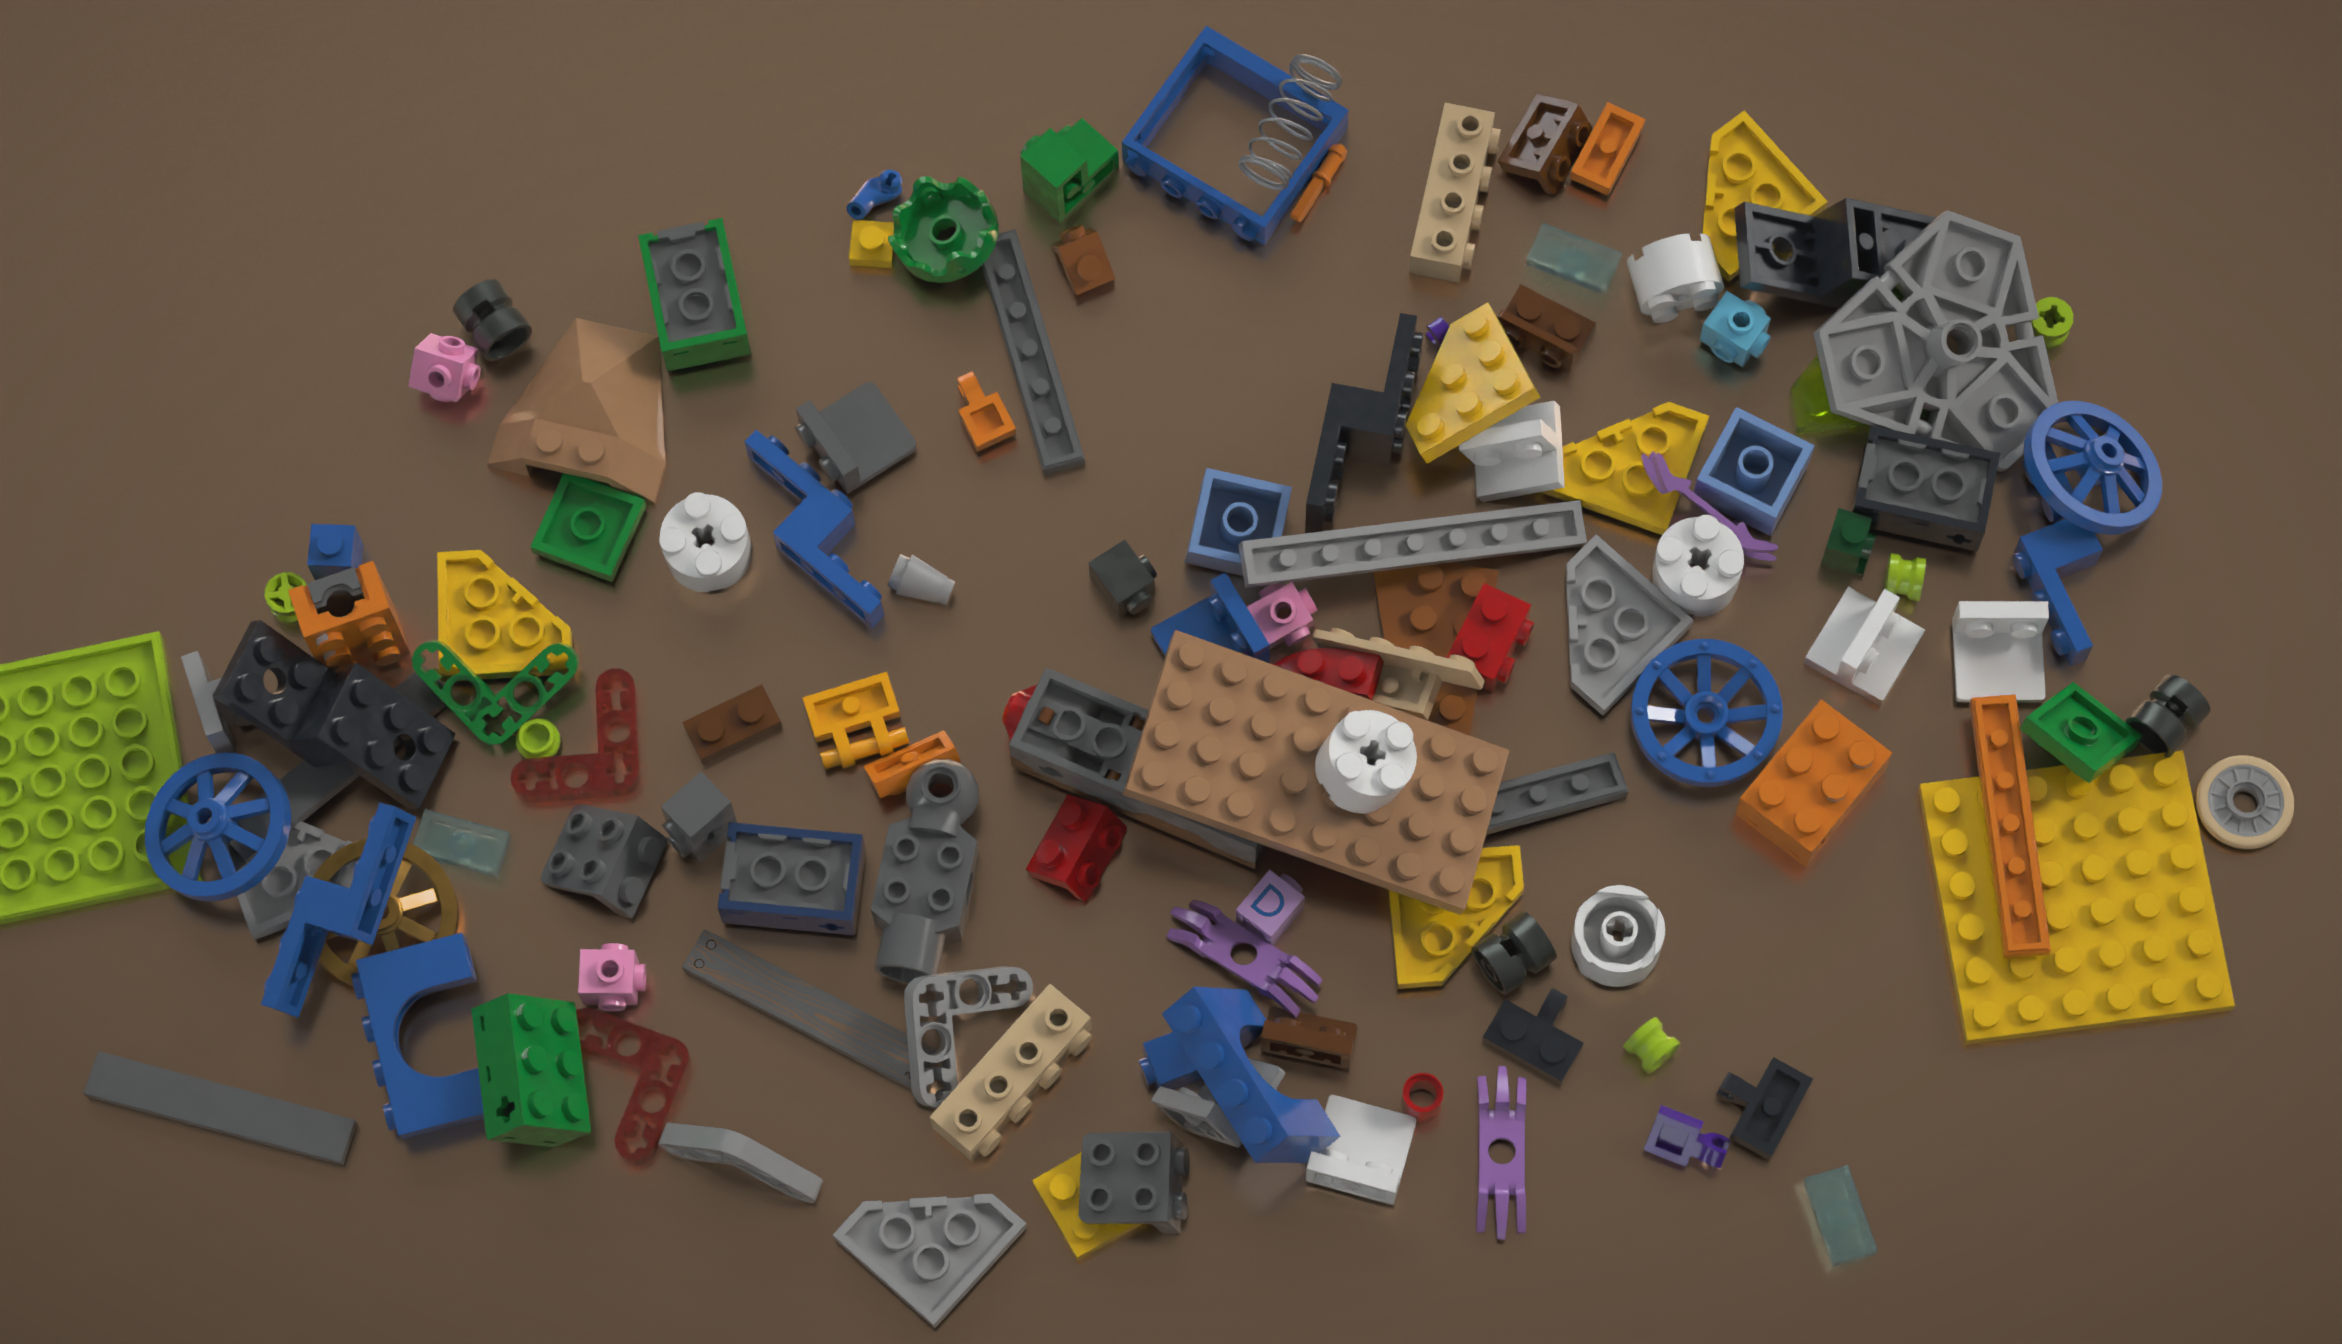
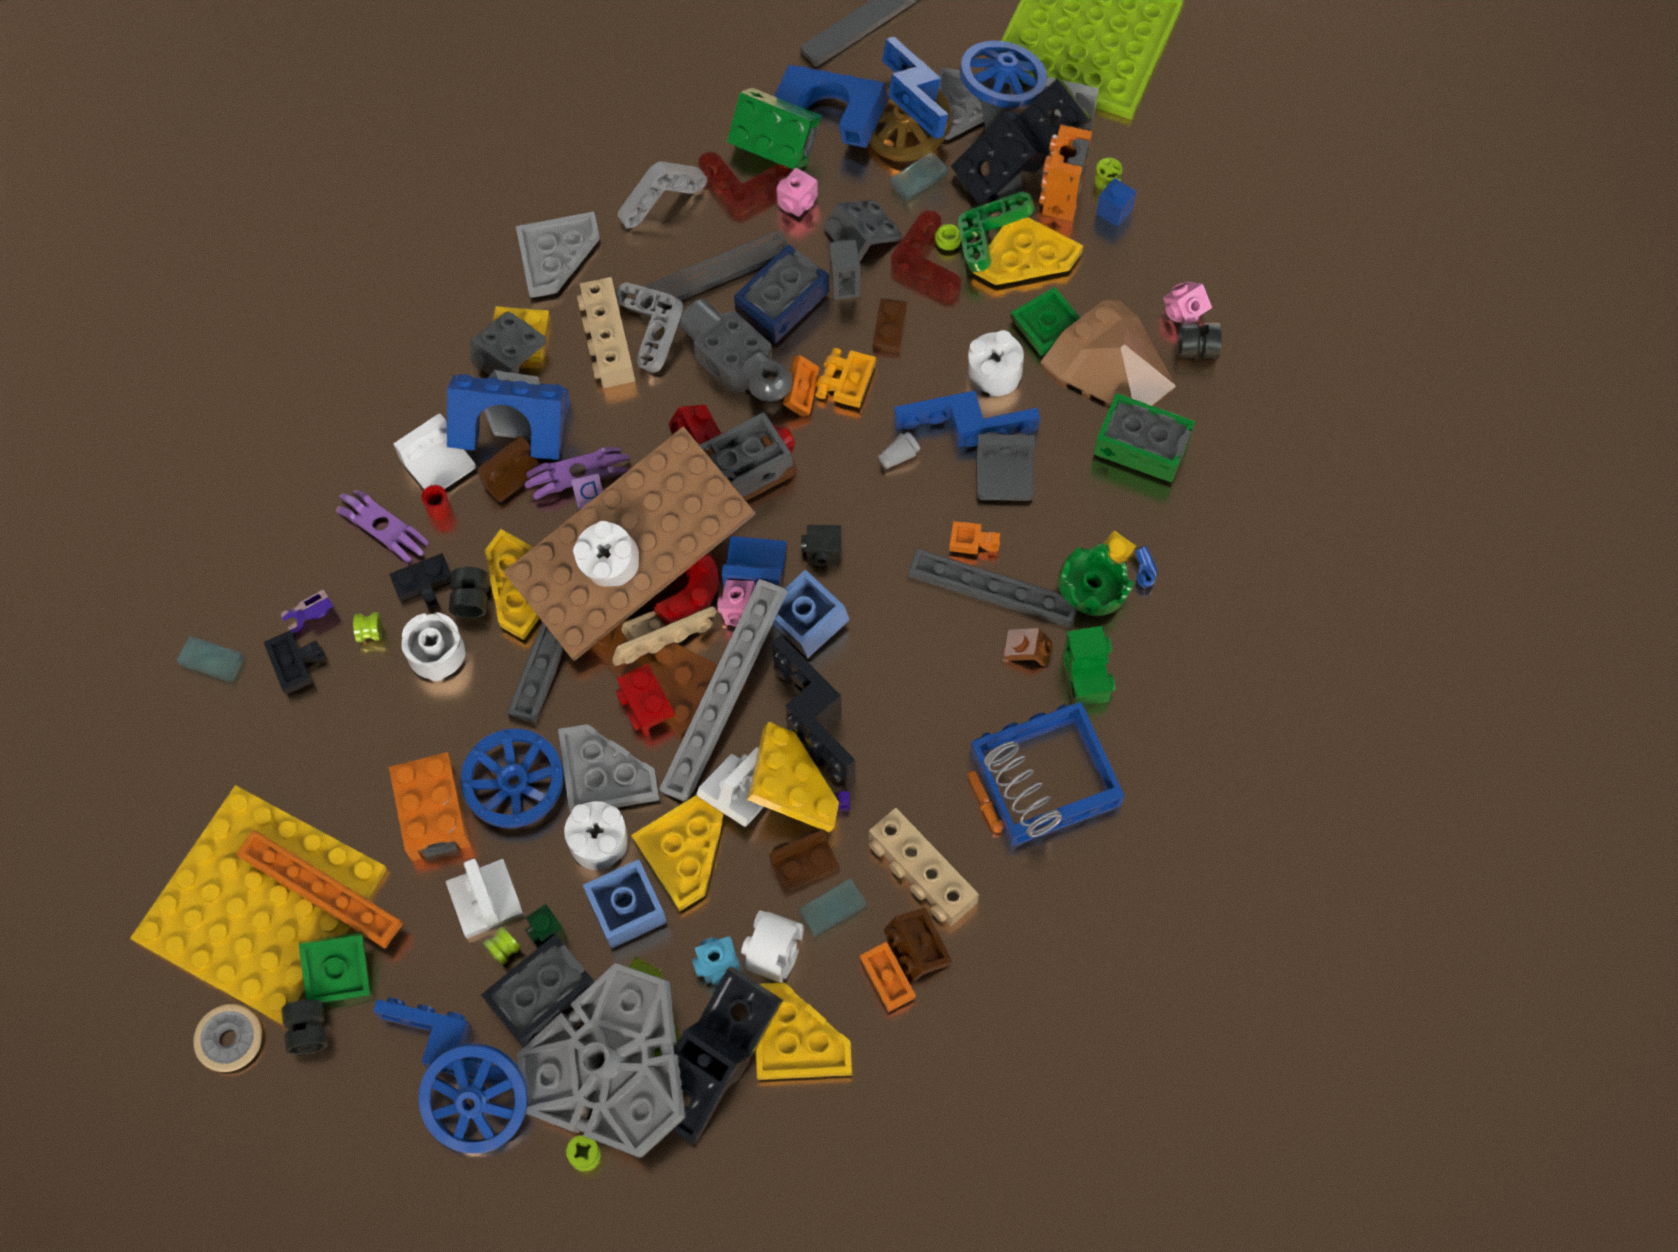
camera: 125 degrees right, 5 degrees down
(1665, 482) = (647, 849): medium lavender piece -> none
(1999, 649) = (417, 964): white bracket -> none

